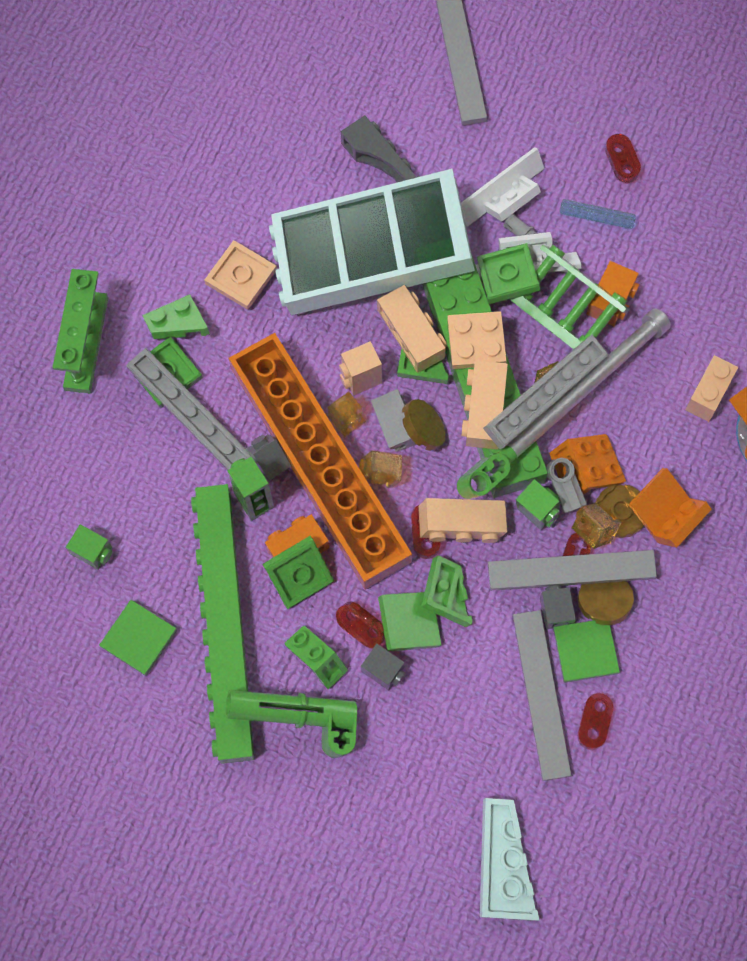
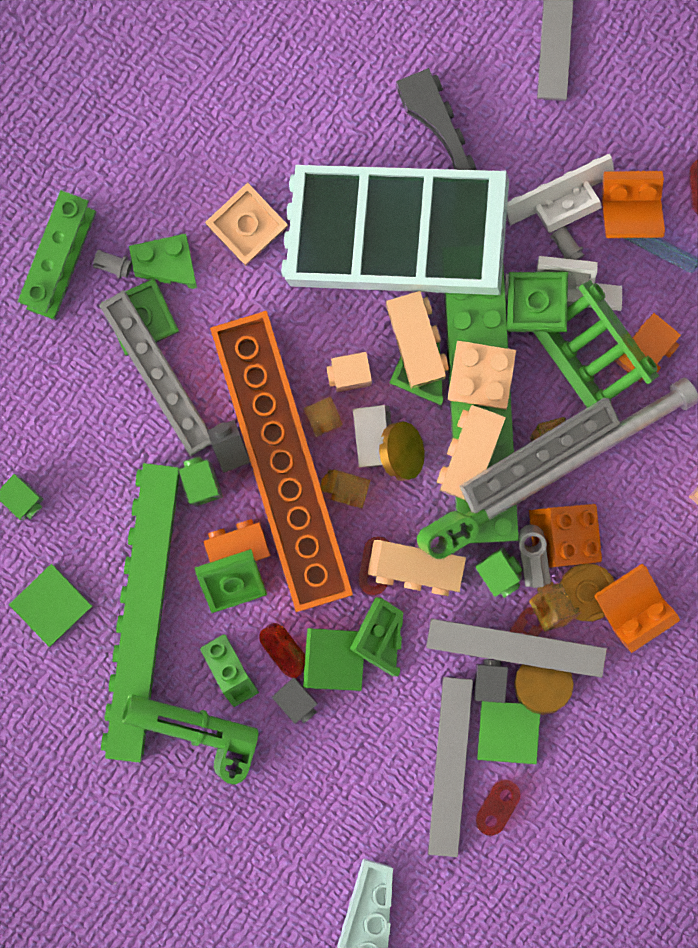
camera: 10 degrees right, 15 degrees up
(131, 333) = (112, 264): none -> light grey pin
(565, 180) = (633, 204): none -> orange bracket

